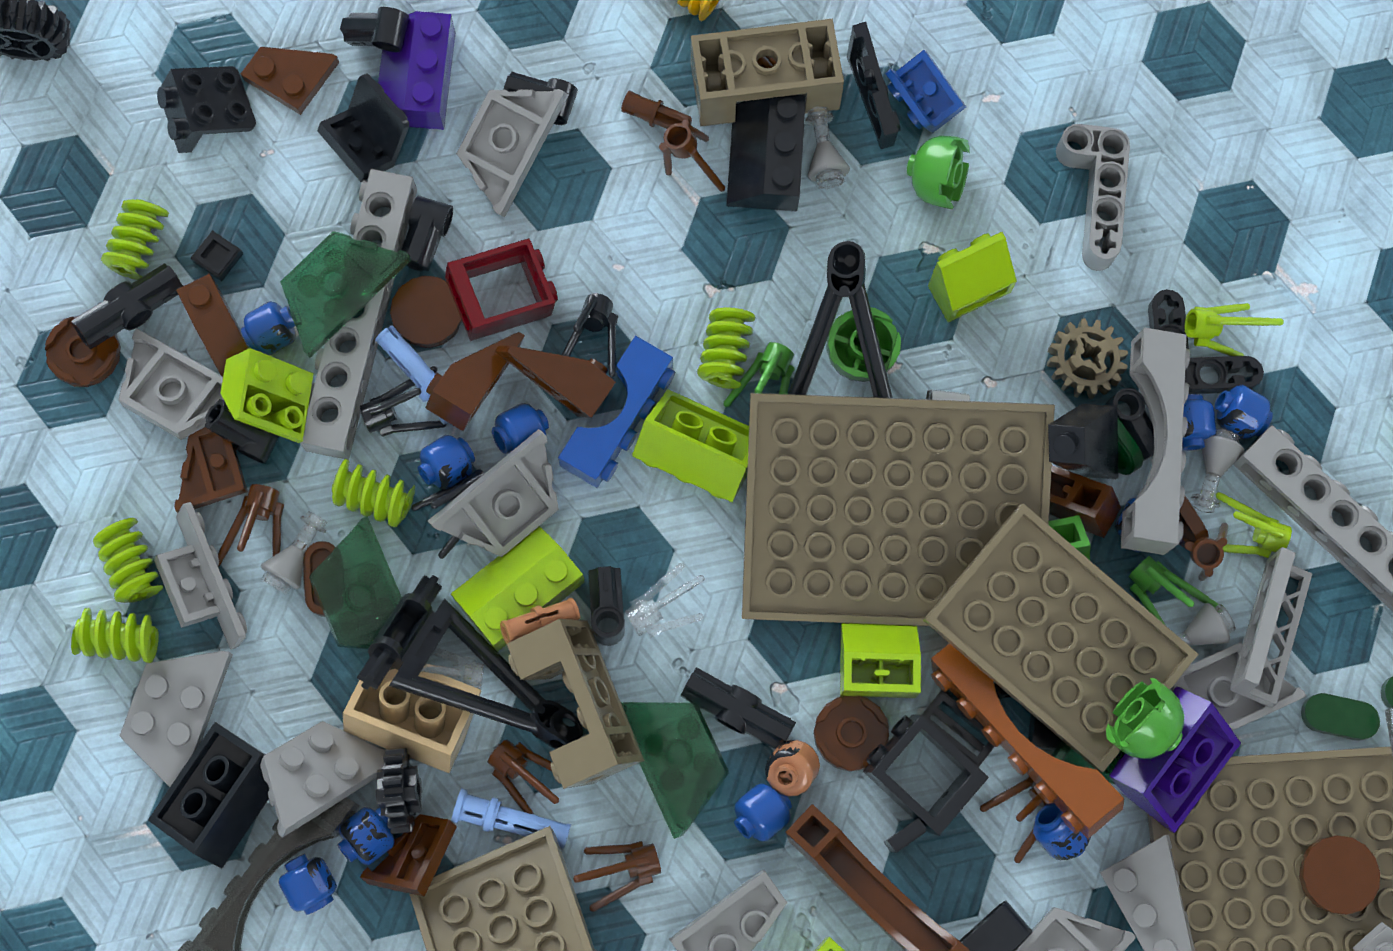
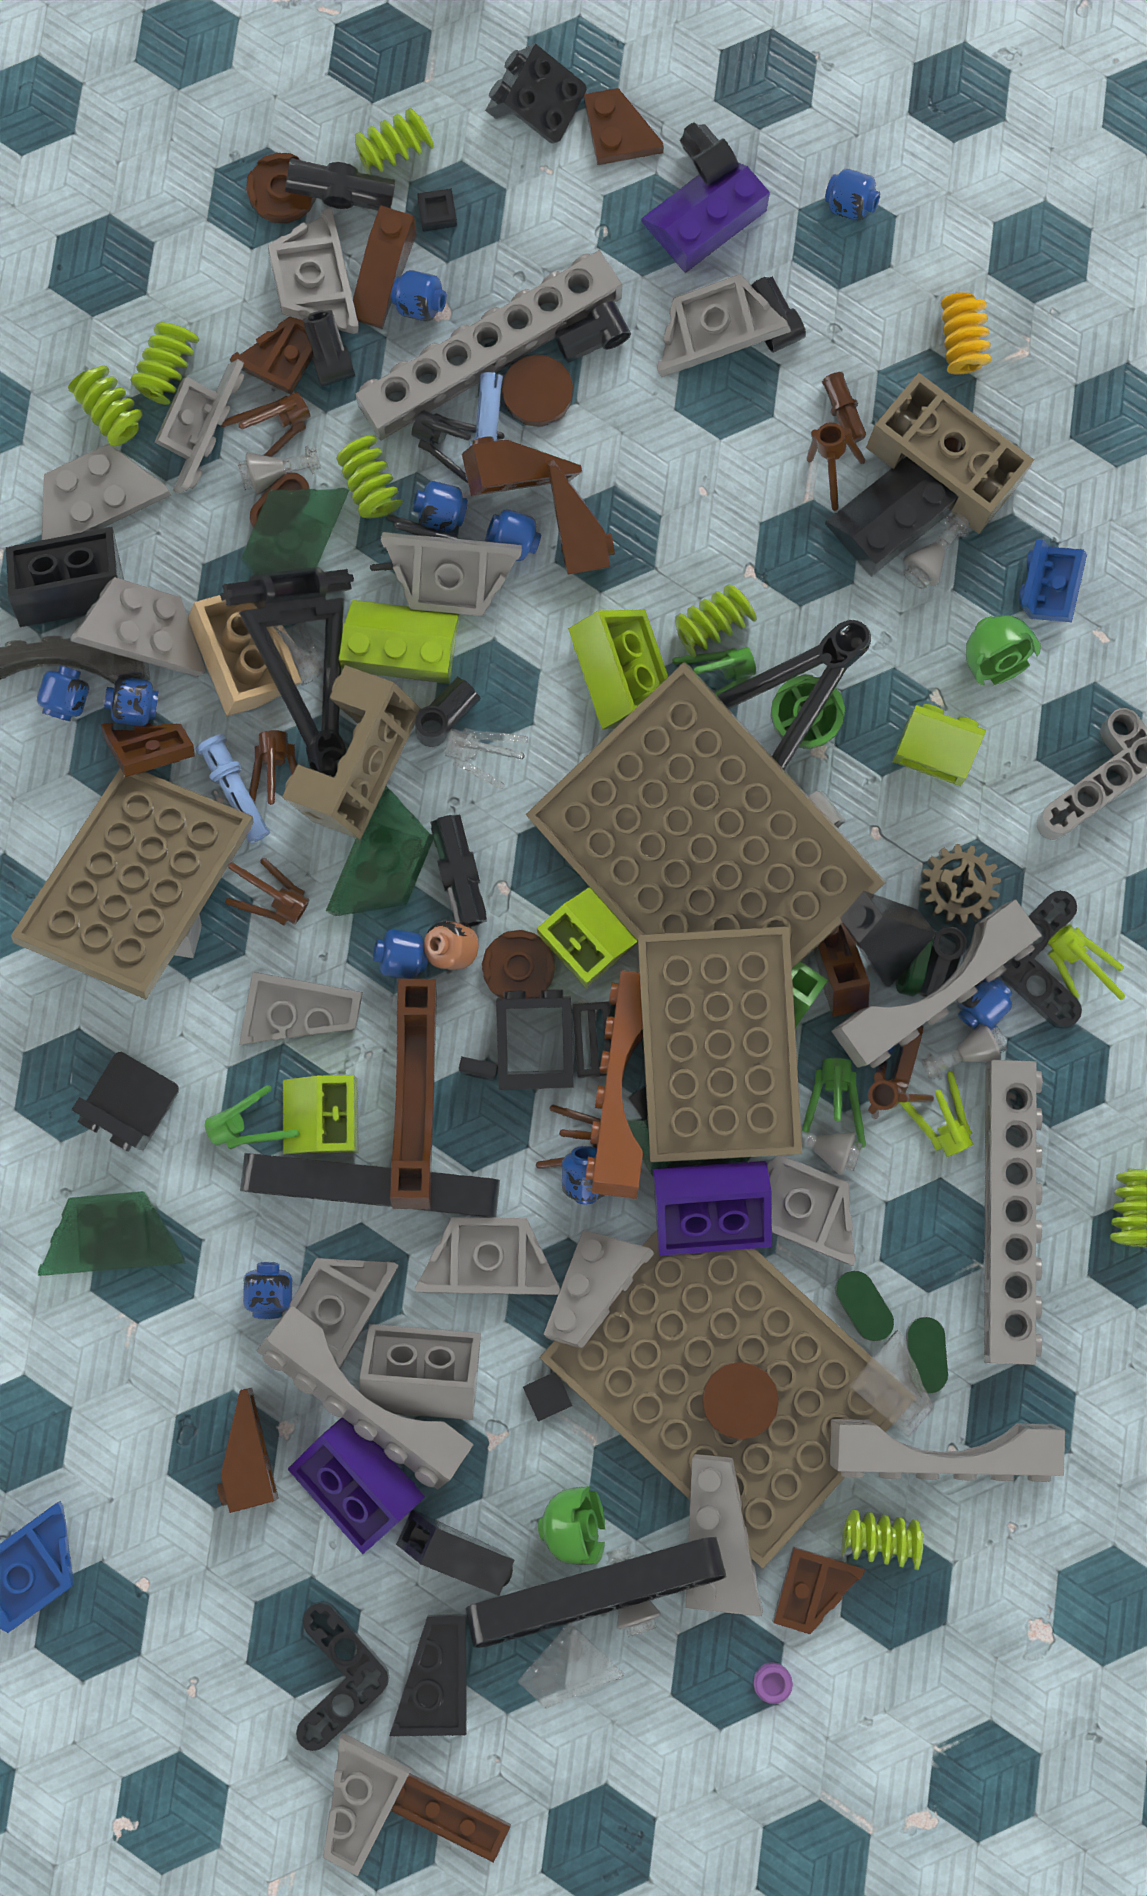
camera: 50 degrees right, 5 degrees up
(267, 393) = (365, 338): lime slope -> none
(336, 284) = (489, 308): clear green wing -> none
(367, 132) = (625, 221): black bracket -> none
(399, 790) = (179, 691): black gear -> none
(533, 264) = (615, 397): dark red window -> none
(537, 618) = (370, 664): nougat pin -> none
(593, 451) = (549, 601): blue arch -> none
(594, 317) = (646, 507): black plant -> none
(872, 86) = (1017, 543): black wing -> none
(1147, 721) = (712, 1157): bright green cylinder -> none
(1243, 412) = (1029, 1033): blue head -> none
(1263, 628) = (880, 1183): light grey fence -> none

